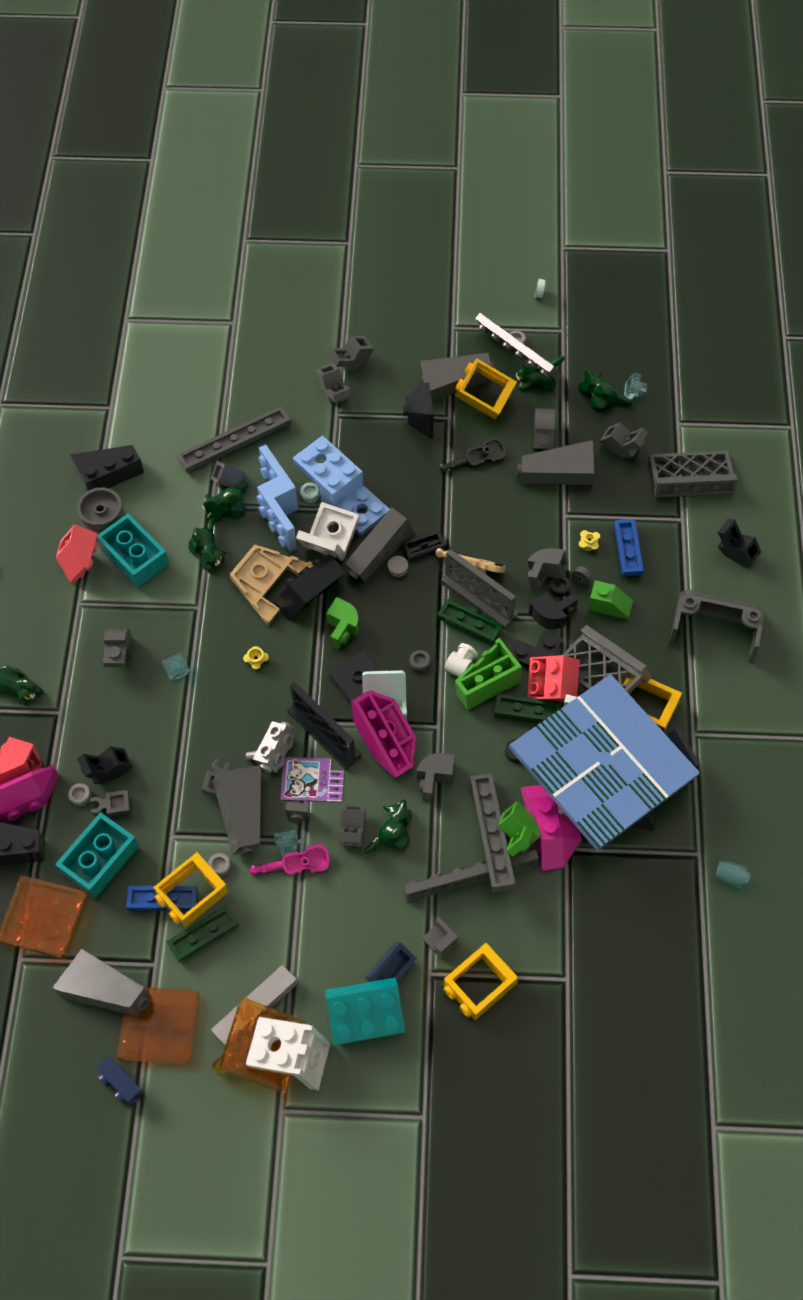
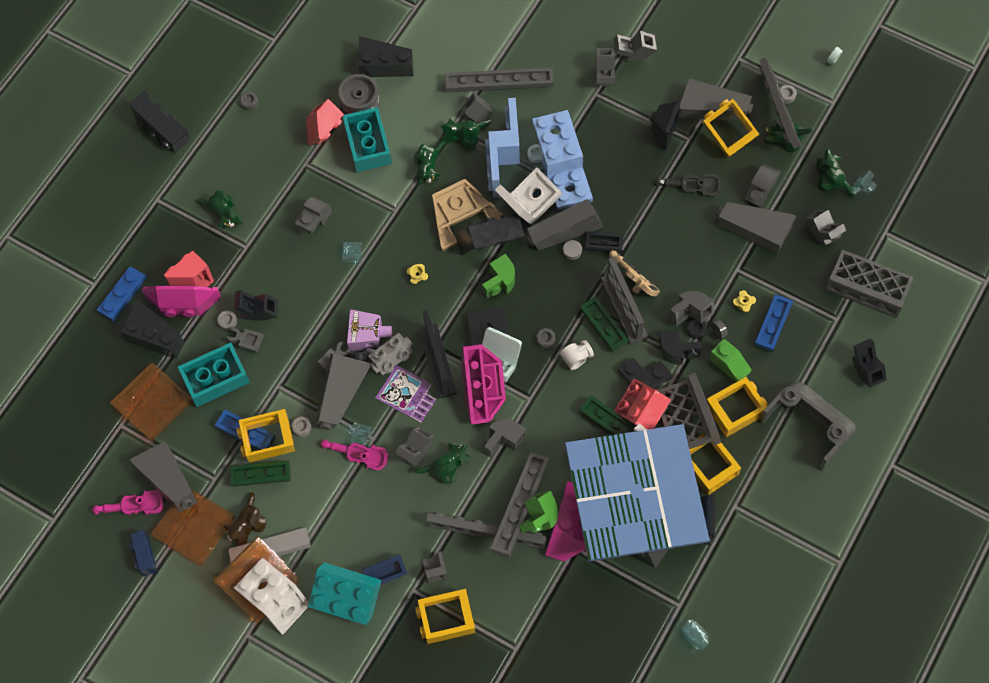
camera: 30 degrees right, 5 degrees up
(96, 1025) = (149, 502): none -> dark pink piece
(217, 989) = (247, 521): none -> dark brown animal
(235, 736) = (366, 330): none -> lavender torso
(241, 763) = (358, 355): none -> black tile
(297, 811) = (381, 414): dark grey plate -> none
(490, 675) = (590, 378): bright green wedge -> none
(645, 618) = (720, 416): none -> yellow window

